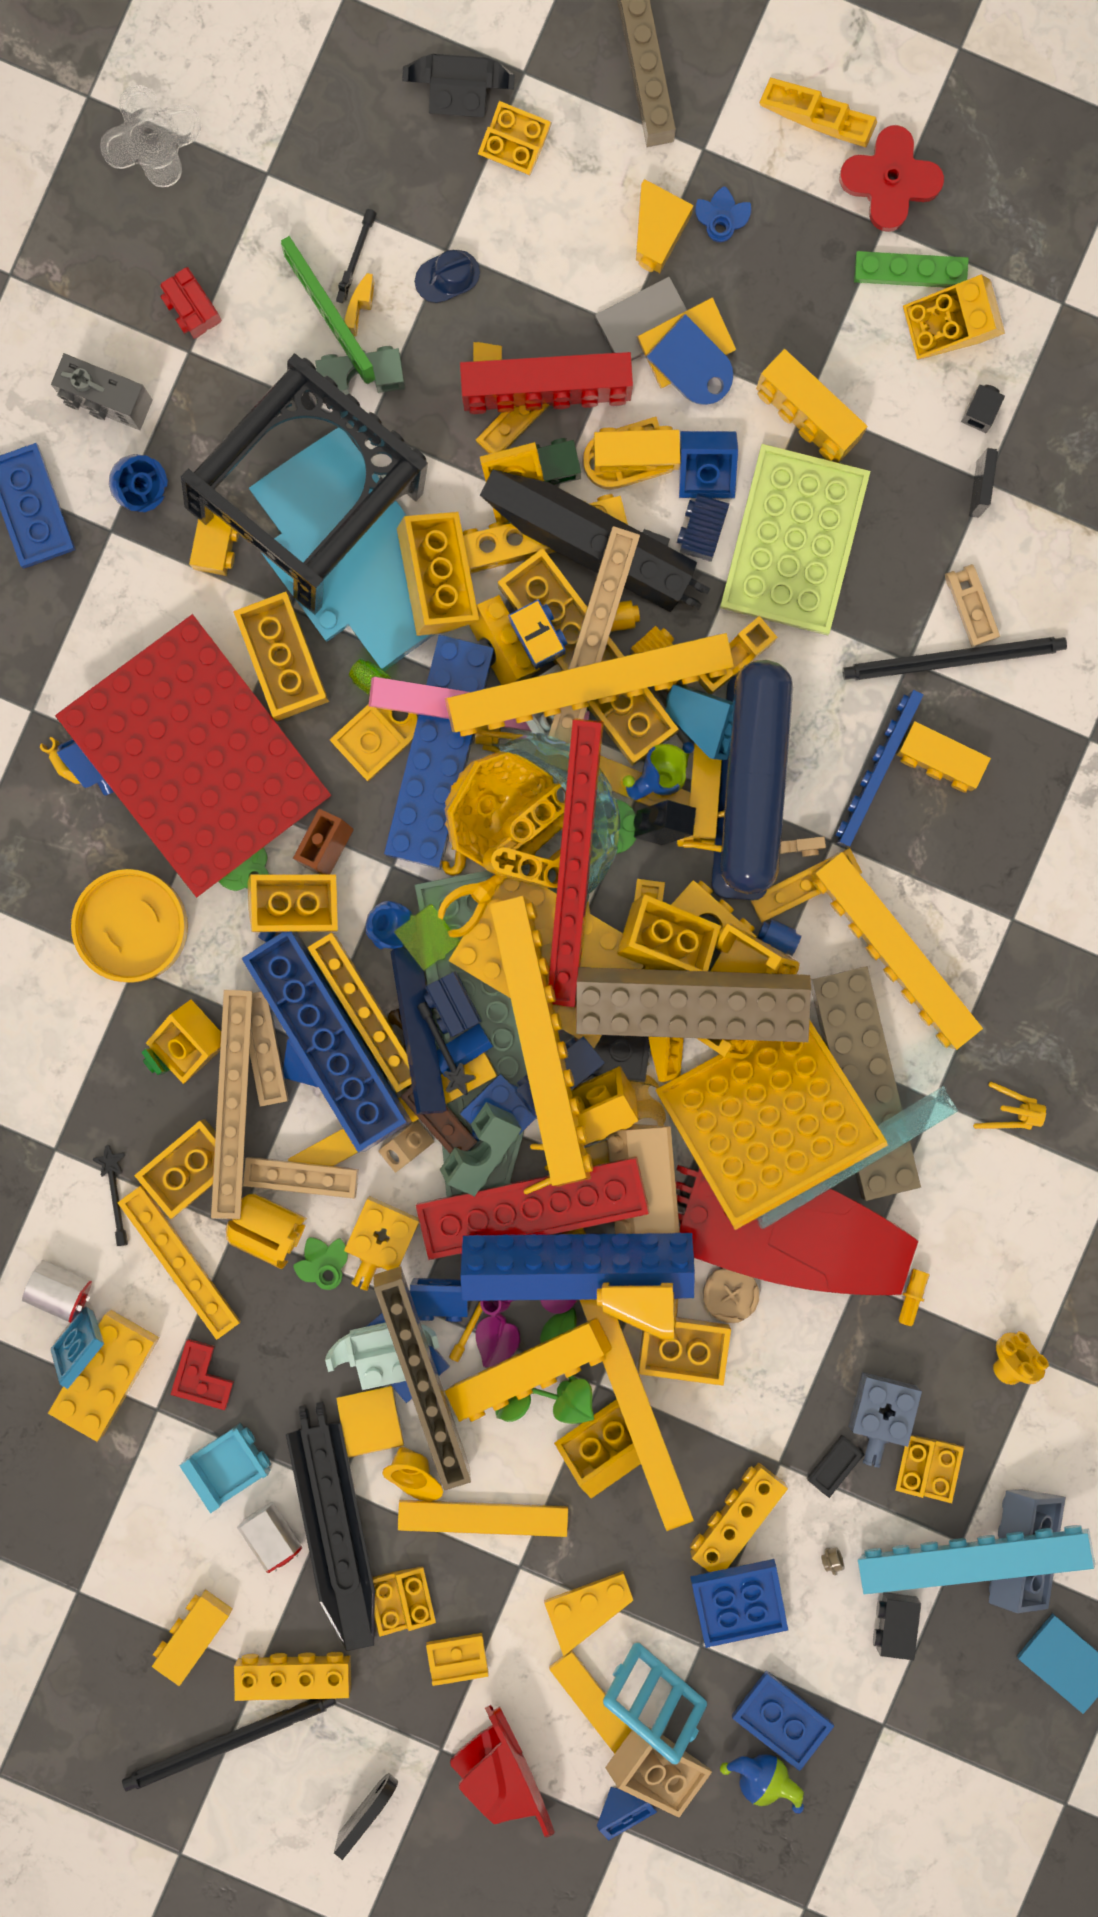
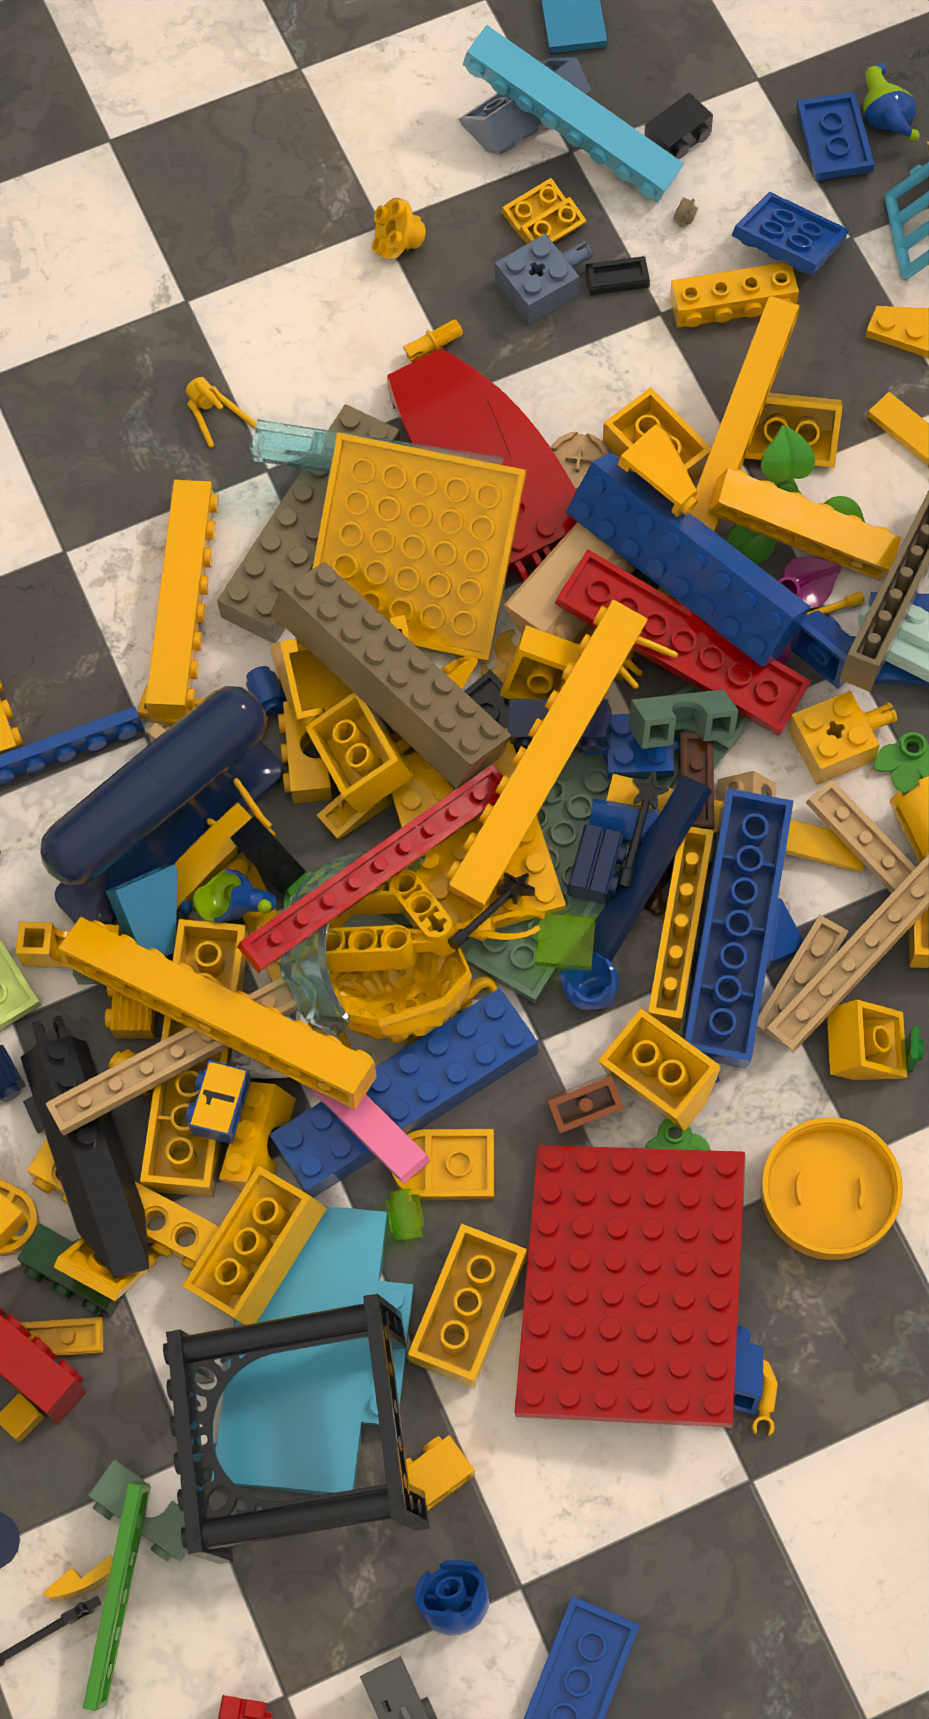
camera: 135 degrees left, 20 degrees down
(486, 935) = (512, 888): none -> black piece

